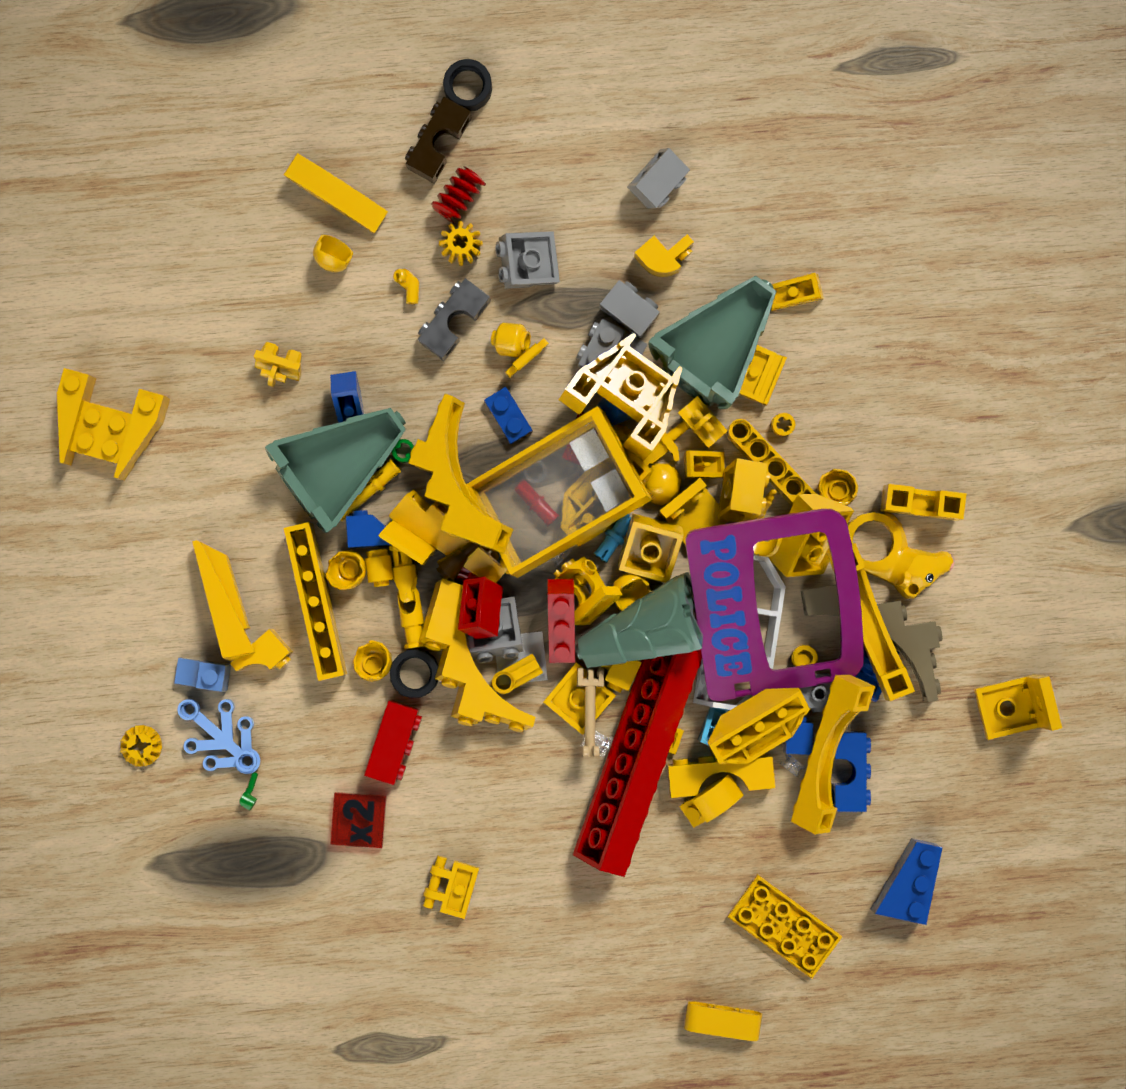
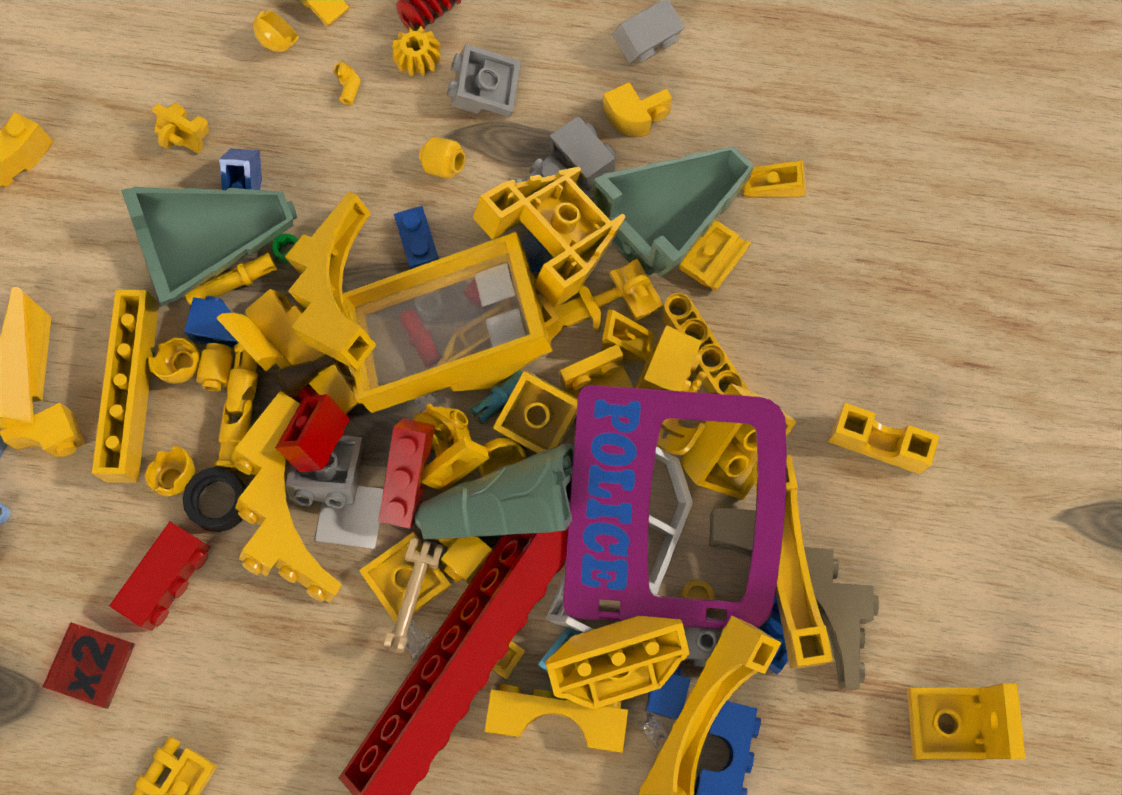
camera: 10 degrees right, 15 degrees down
(465, 300) = (401, 107): flat silver arch -> none
(519, 672) = (339, 529): yellow piece -> none
(526, 357) = (453, 177): yellow piece -> none
(663, 483) = (570, 346): yellow hair -> none
(712, 801) = (536, 750): yellow brick -> none
(785, 416) = (725, 324): yellow bush -> none
(838, 486) = (785, 394): yellow hair -> none
(903, 567) = (846, 517): yellow animal -> none

